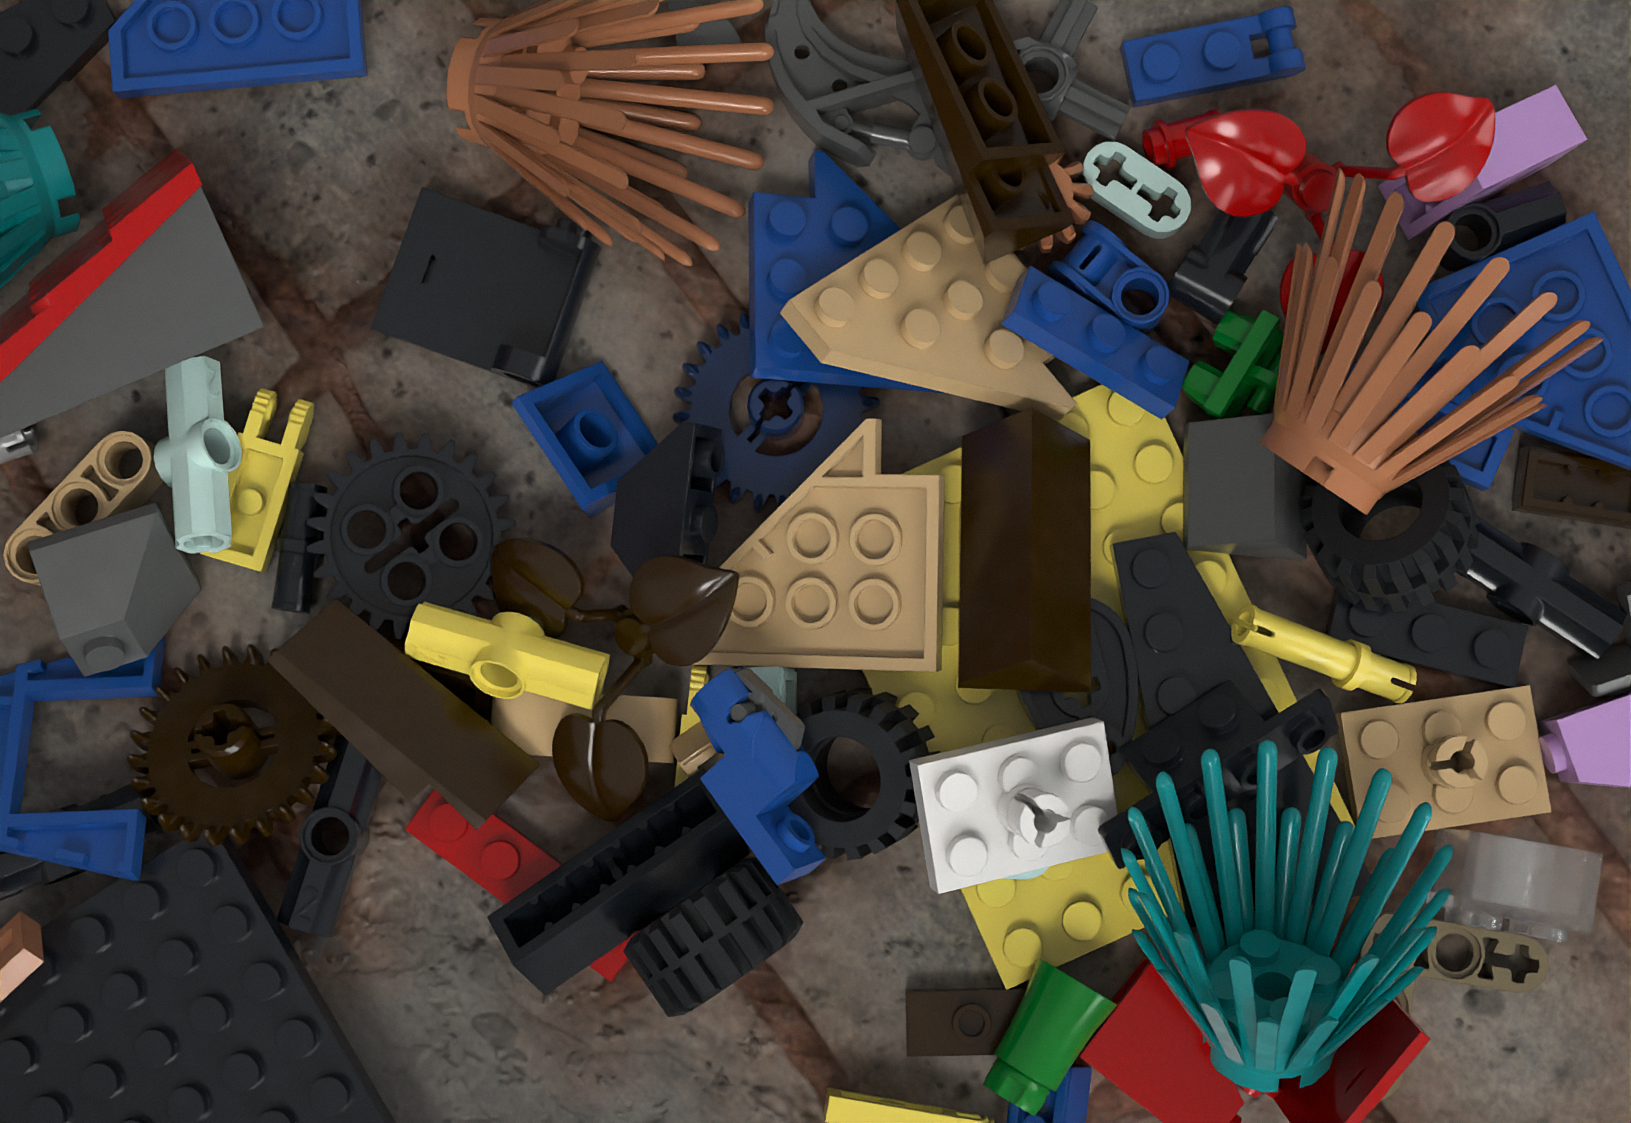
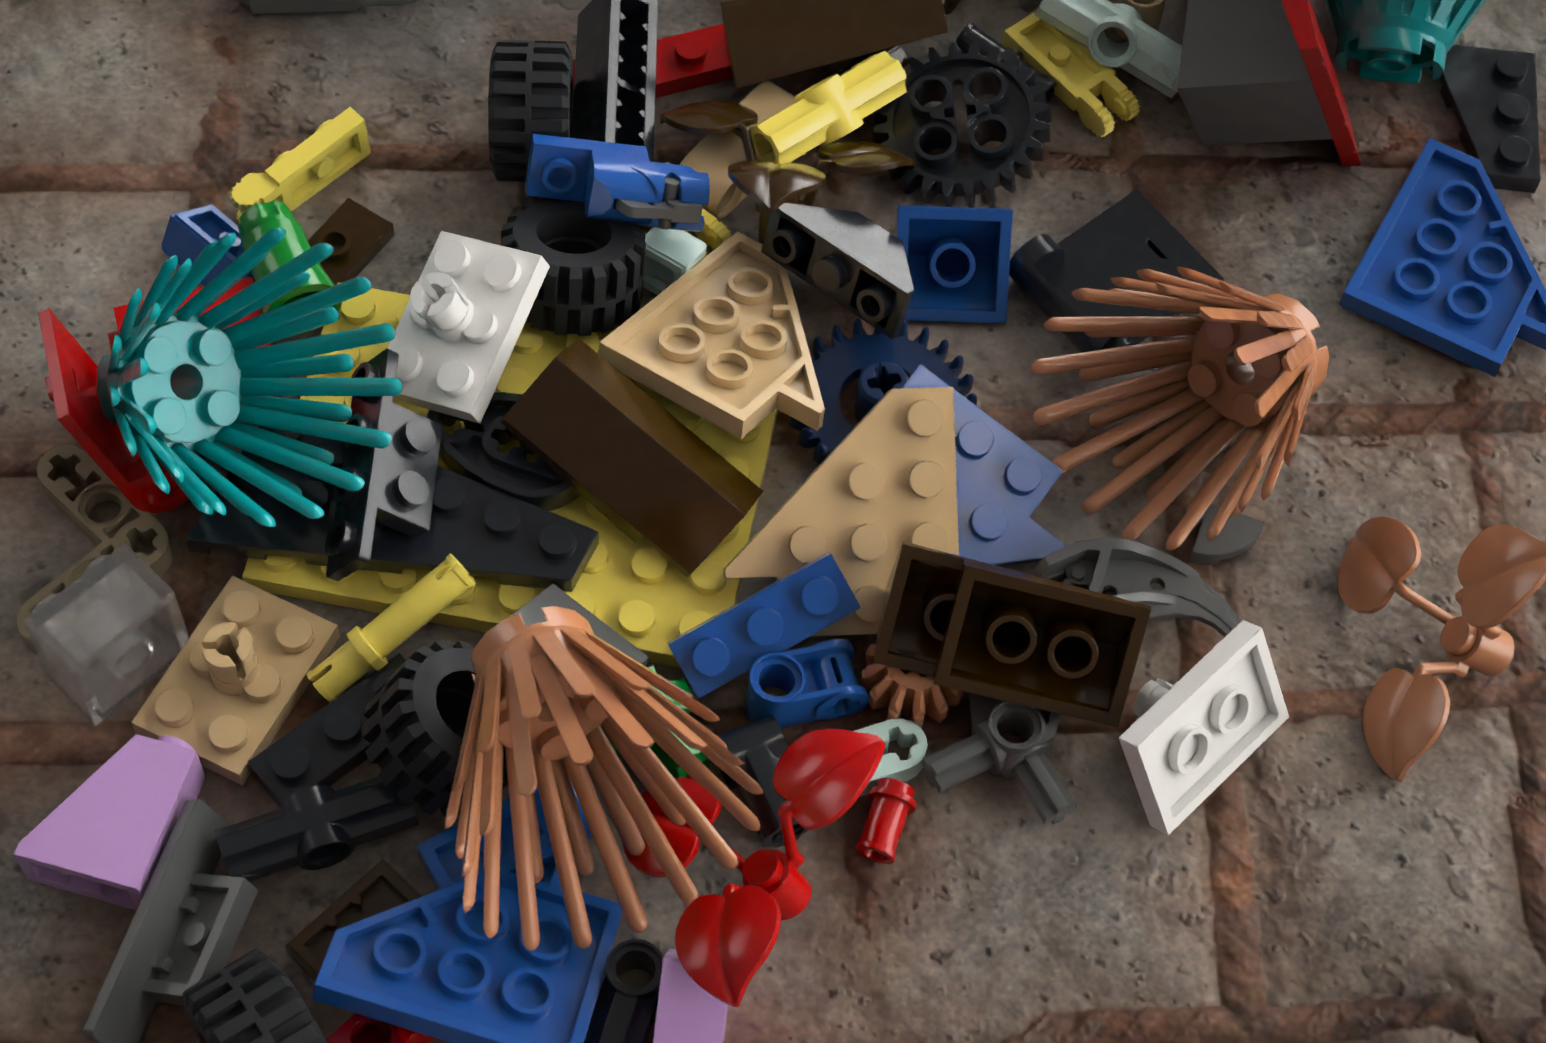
camera: 120 degrees right, 25 degrees down
(1210, 57) = (941, 892): blue plate -> none

